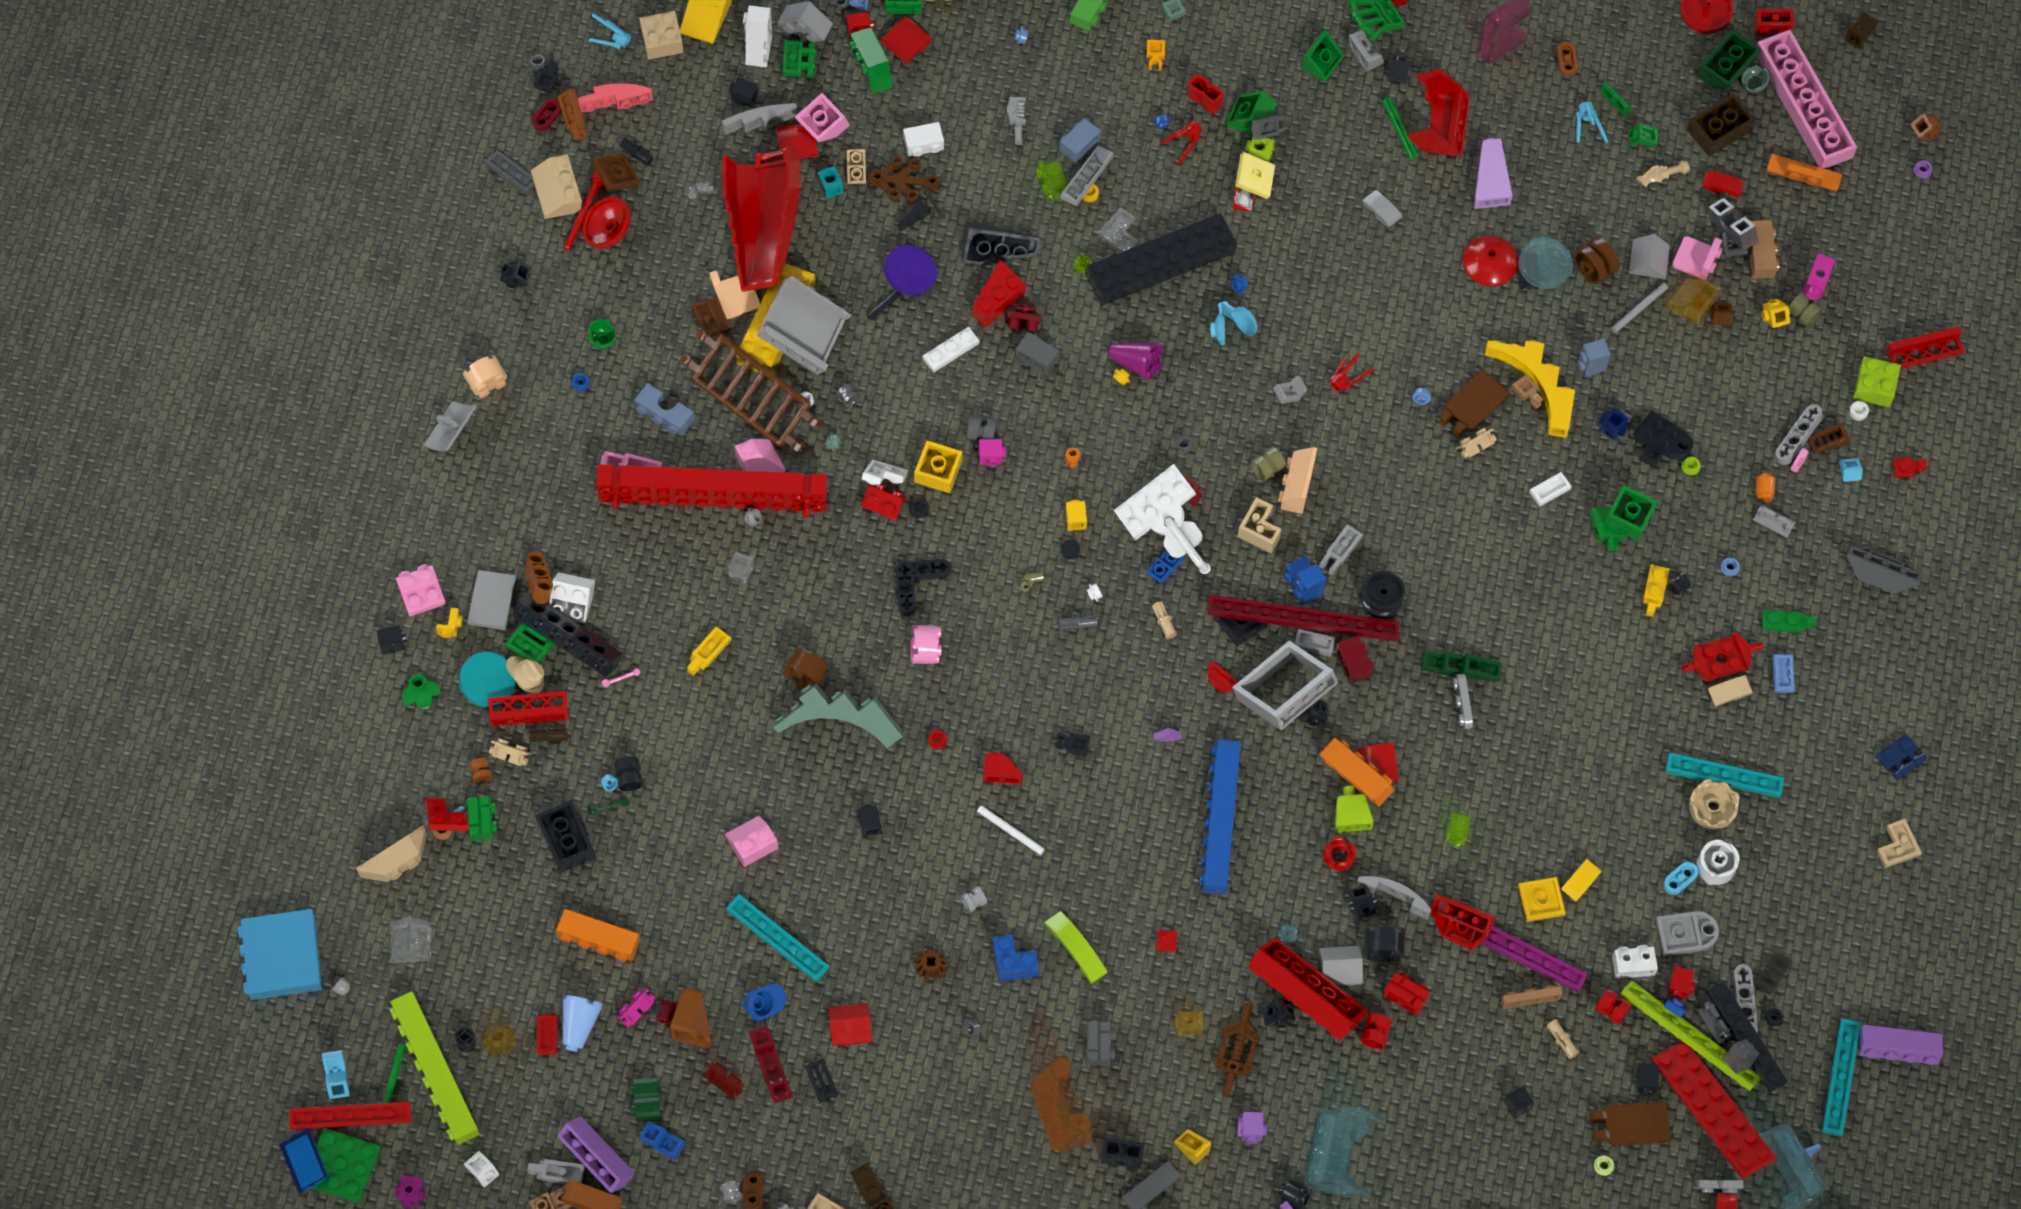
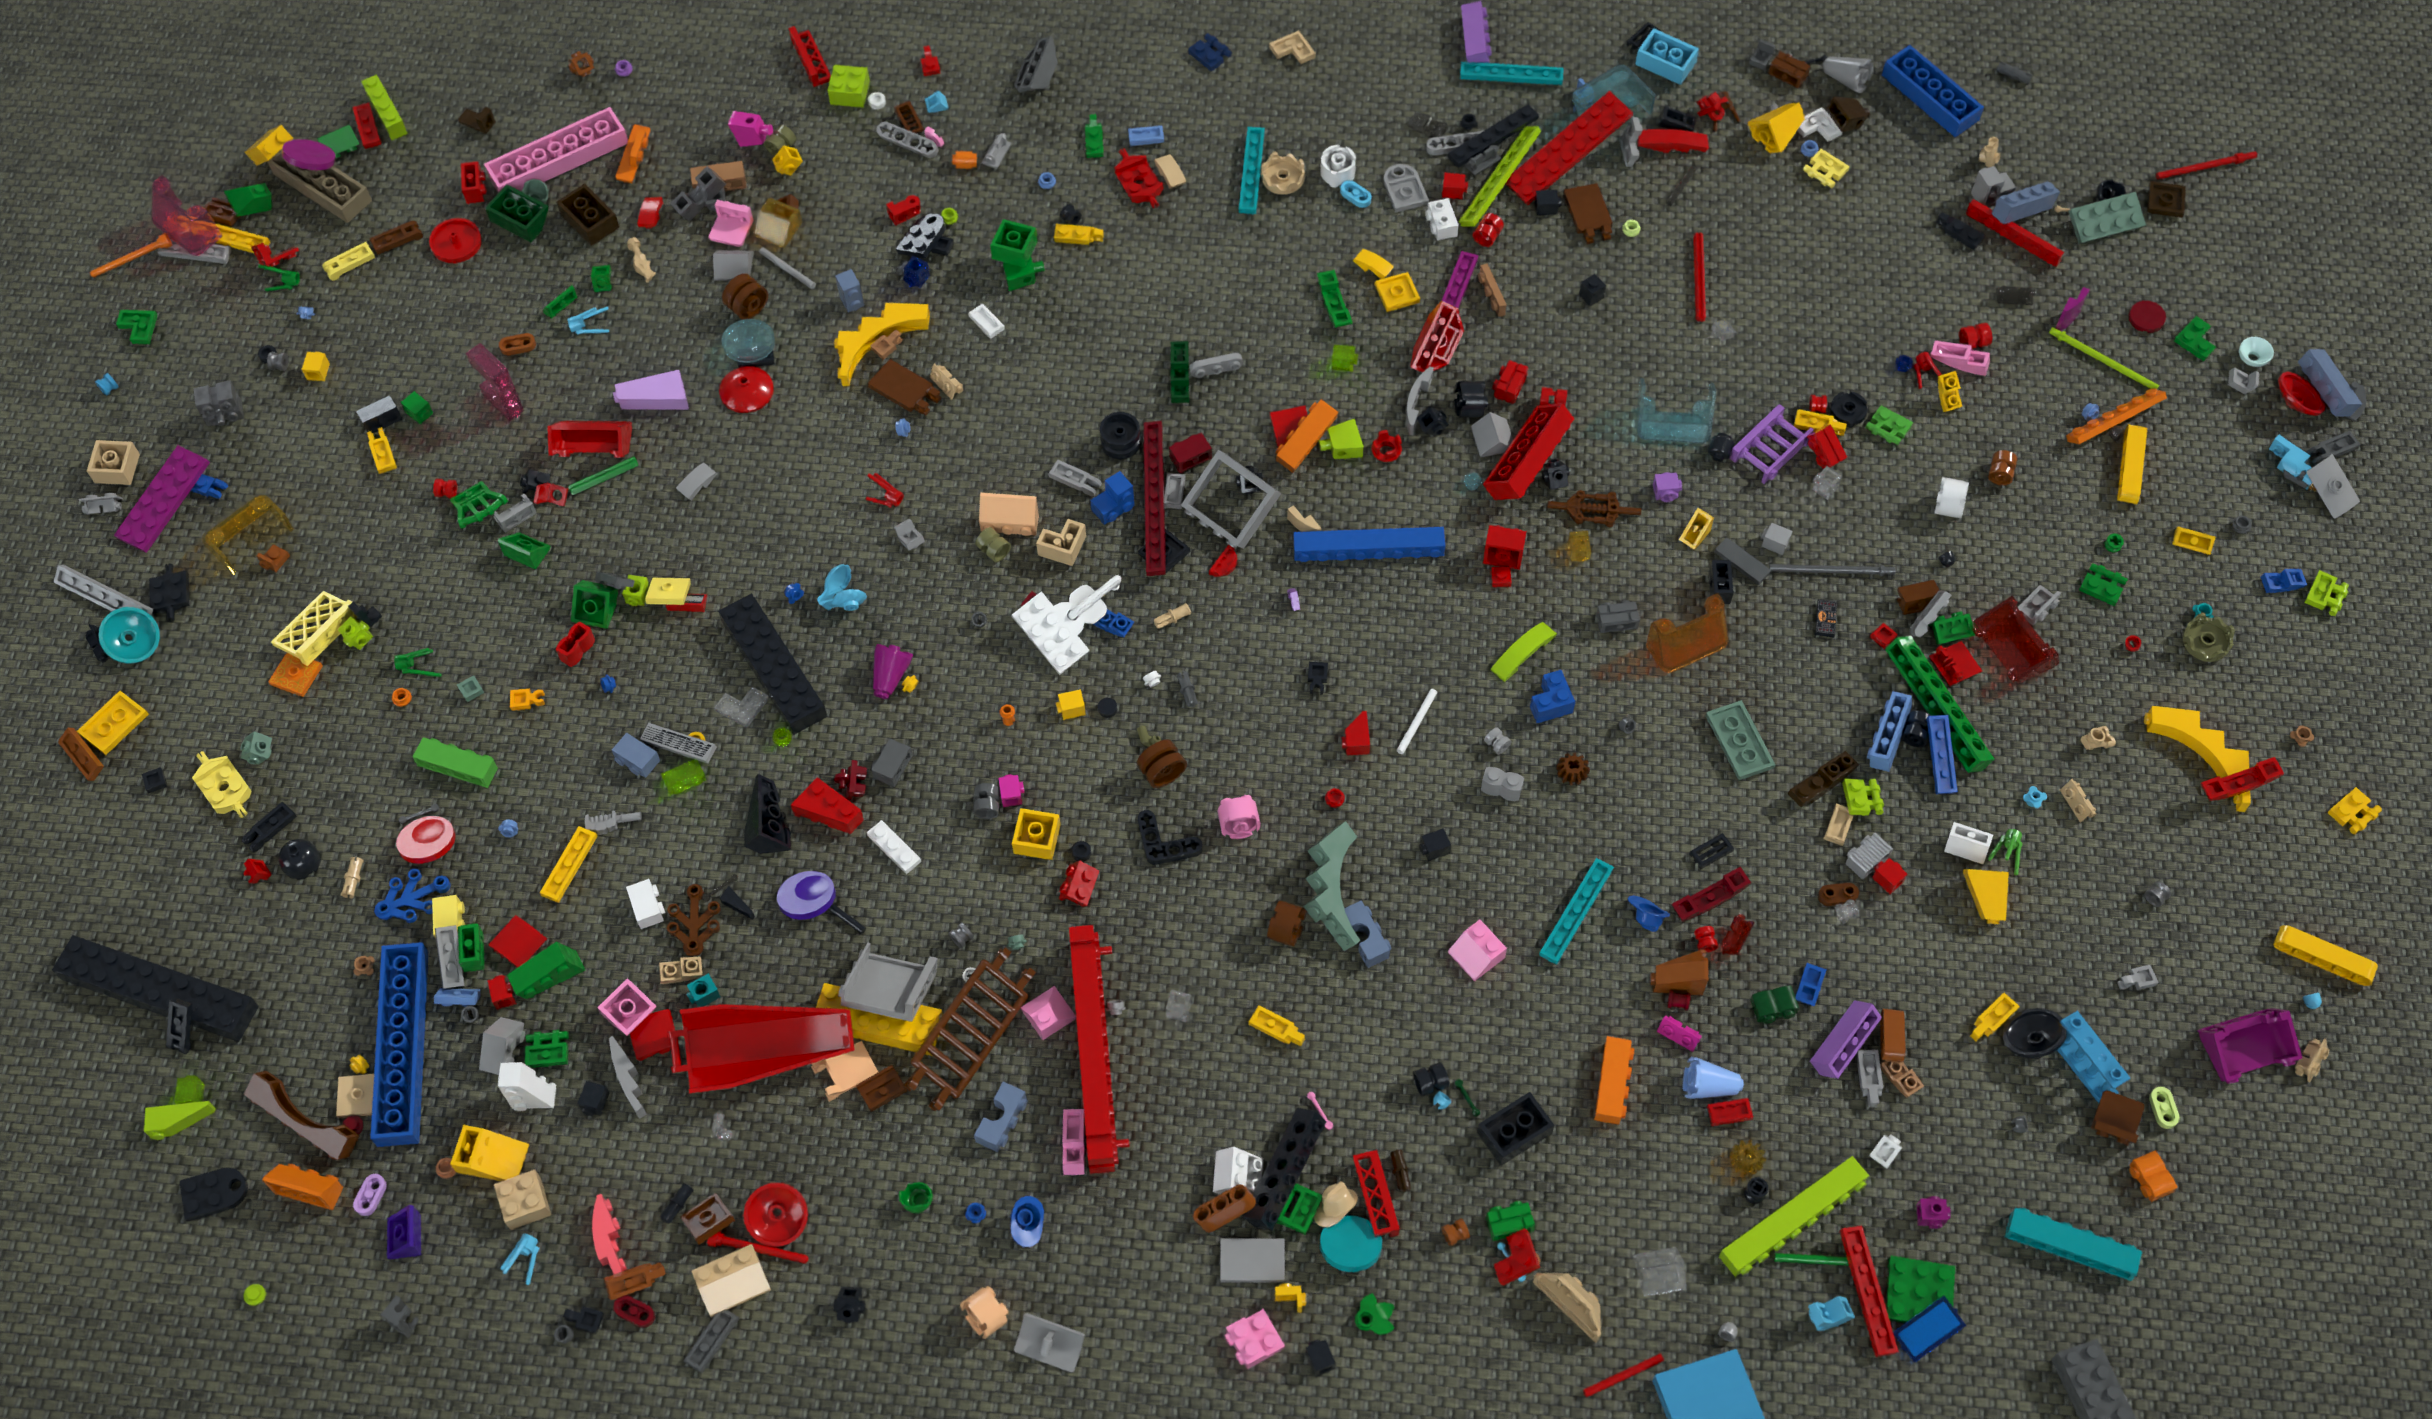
camera: 95 degrees left, 5 degrees down
(323, 890) = (1625, 1374): none -> red bar
(517, 753) = (1428, 1197): tan hinge -> none
(559, 417) = (1027, 1221): none -> blue piece
(720, 1051) = (1706, 939): none -> red wheel
(773, 749) = (1375, 948): none -> sand blue arch
(850, 1024) = (1647, 833): red slope -> none
(877, 471) = (1048, 887): white plate -> none
(926, 891) = (1507, 785): none -> light grey brick
(938, 1134) = (1740, 740): none -> sand green plate
(976, 82) = (568, 864): none -> yellow plate
(992, 582) = (1161, 763): none -> reddish brown wheel
(1190, 131) = (619, 656): red plant -> none
(1193, 943) = (1504, 547): none -> red brick
(1252, 760) = (1303, 524): none -> tan slope
(1382, 76) = (545, 491): none -> red bracket
(1535, 833) = (1333, 299): none -> green slope
(1562, 1039) = (1517, 271): tan pin -> none
(1676, 1006) = (1476, 187): blue plate -> none
(1702, 423) = (904, 210): none -> red leg
(1741, 1056) = (1515, 133): flat silver brick -> none

